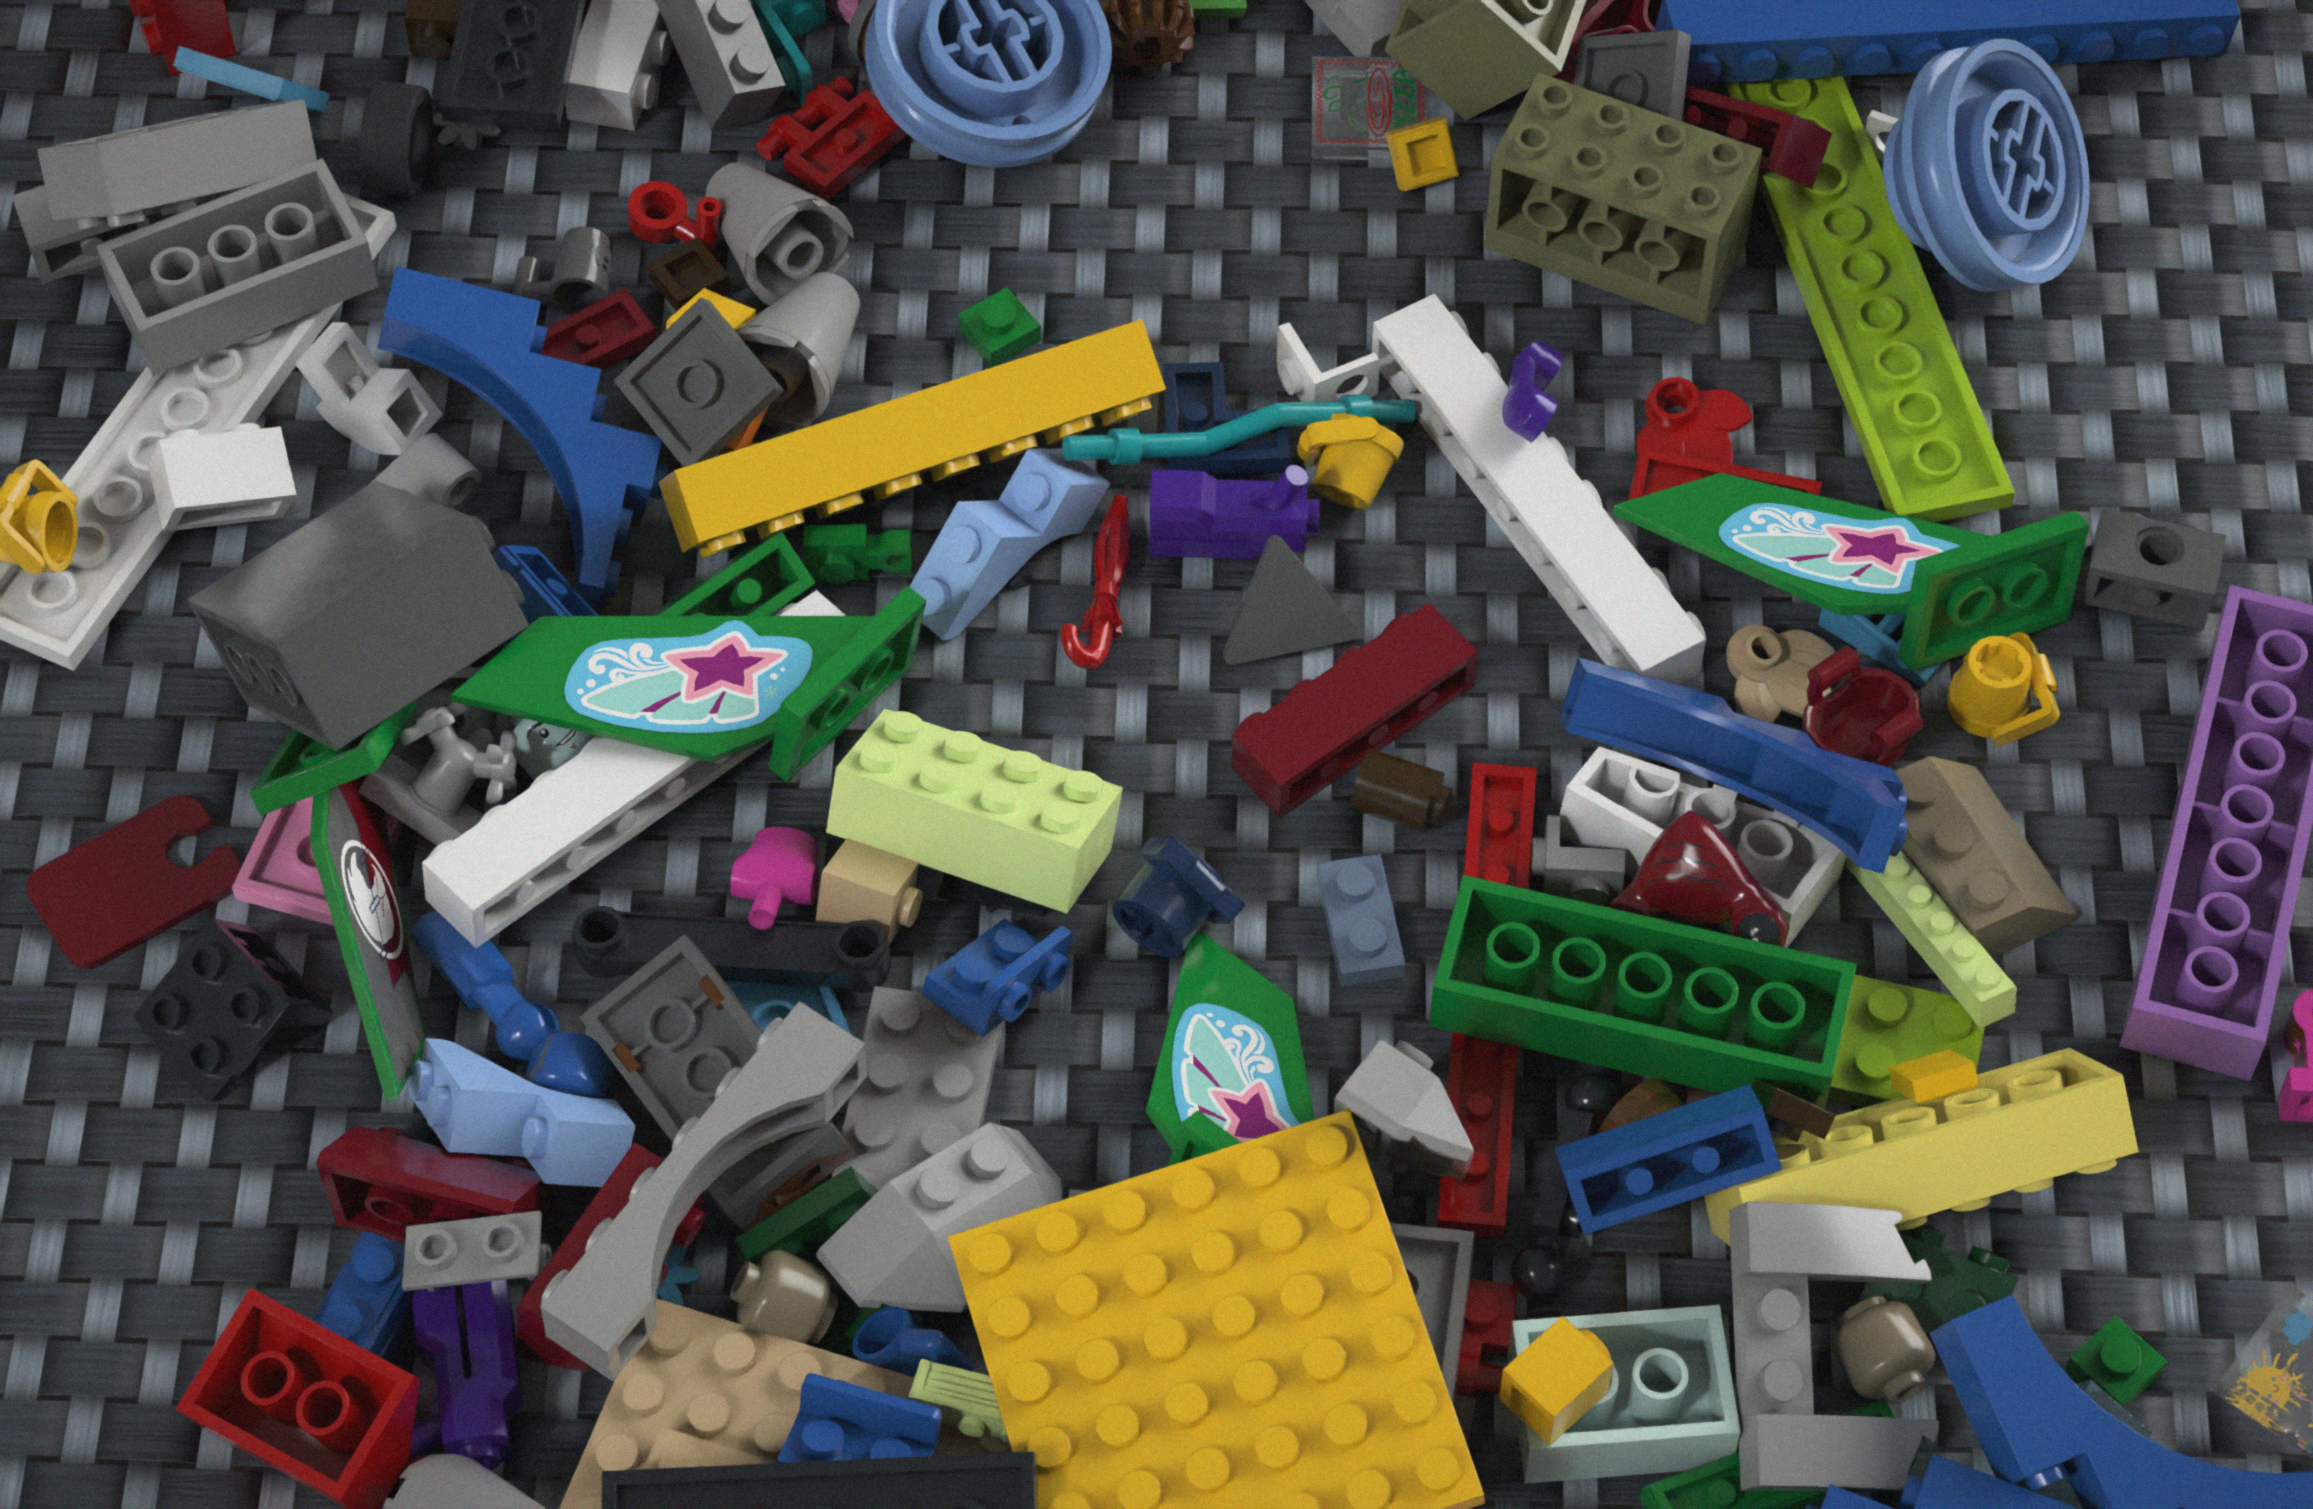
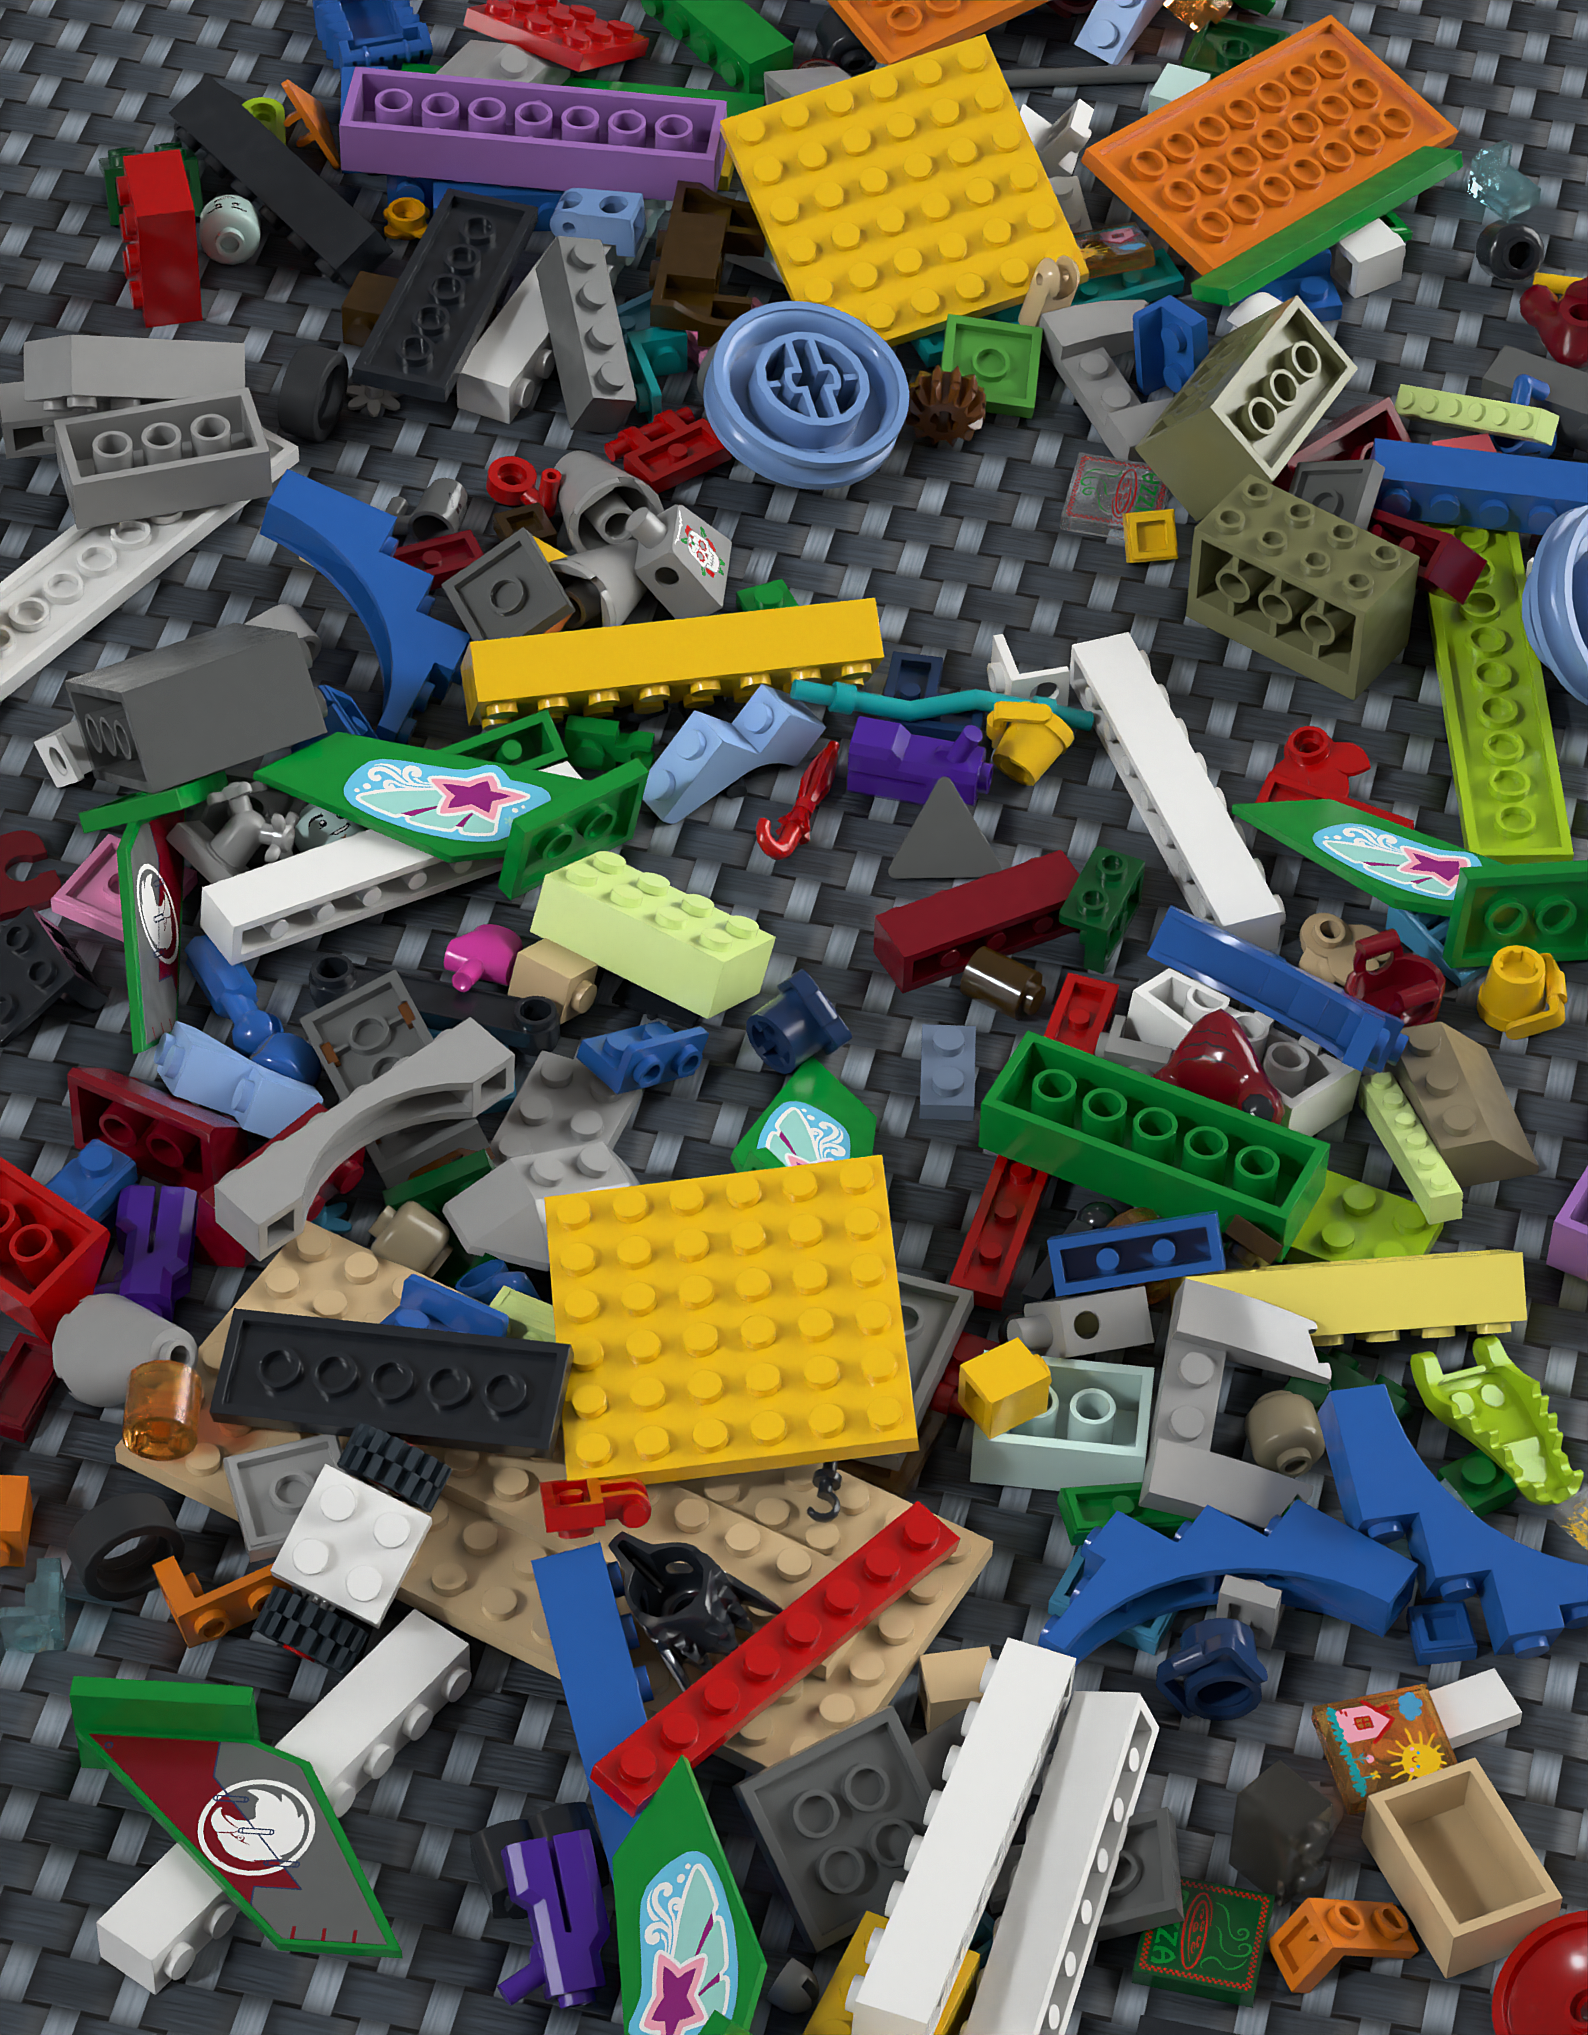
camera: 10 degrees right, 10 degrees down
(205, 686) = (64, 754): none -> white bracket
(221, 477) = (113, 608): white brick -> none
(249, 79) = (198, 327): dark azure tile -> none
(364, 402) = (238, 573): white brick -> none
(474, 1251) = (165, 1157): light grey hinge -> none
(888, 292) = (681, 560): none -> light grey torso
(1405, 1113) = (928, 1185): light grey wedge -> none
(1492, 661) = (1104, 904): none -> dark green bracket
(1526, 406) = (1188, 711): dark purple bar -> none
(1619, 1263) = (1084, 1323): none -> light grey torso
(1933, 1076) = (1378, 1246): yellow tile -> none
(2132, 1275) = (1503, 1417): none -> lime animal

